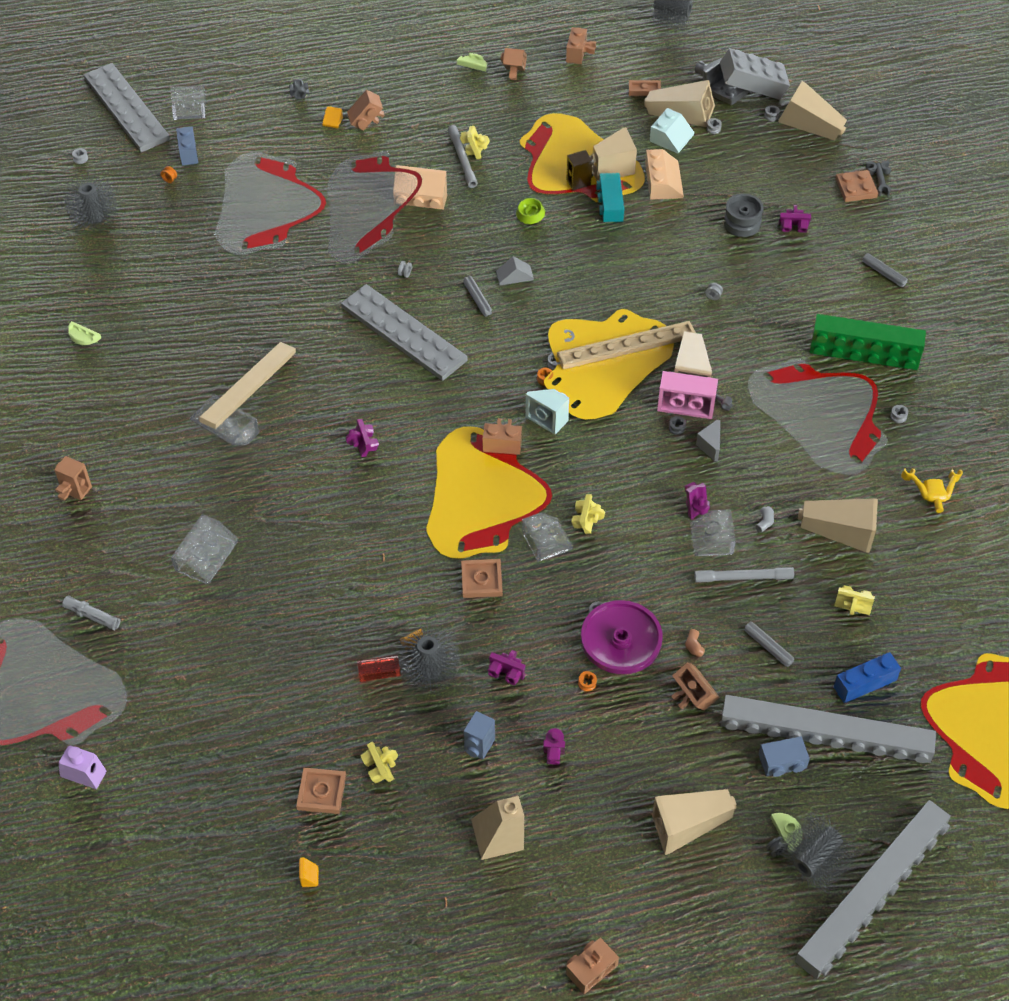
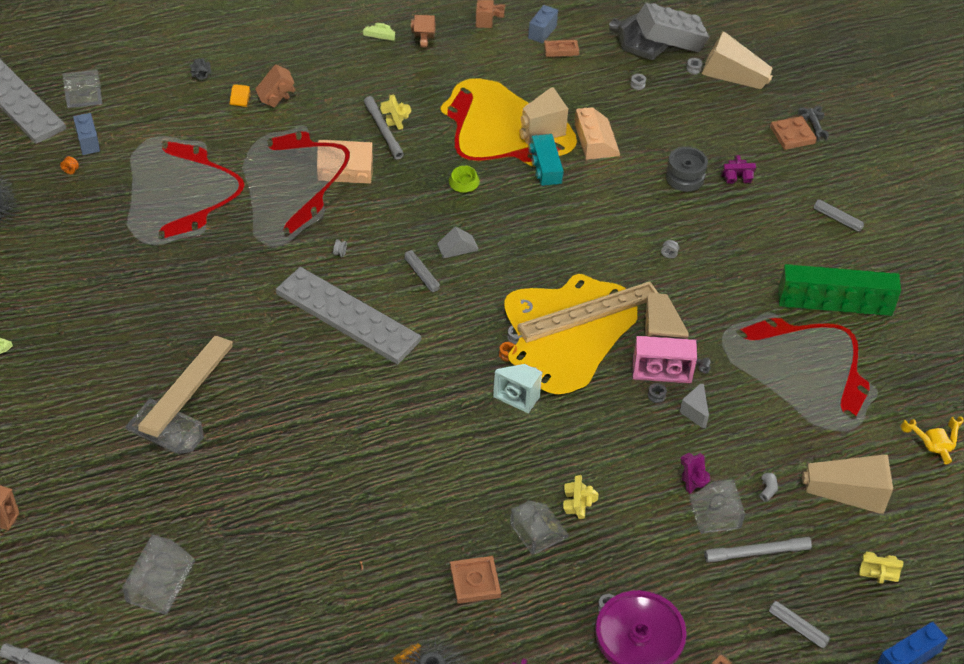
camera: 10 degrees left, 5 degrees down
(360, 438) = (318, 434): magenta hips -> none
(480, 496) = (458, 484): yellow piece -> none
(502, 438) = (474, 421): nougat brick -> none
(579, 170) = (510, 133): dark brown brick -> none
(630, 63) = (543, 24): none -> sand blue brick
(671, 131) = (596, 89): light aqua slope -> none
(690, 100) = (604, 60): tan slope -> none
(693, 645) = (717, 633): nougat arm -> none
(899, 418) = (886, 358): light grey bush -> none

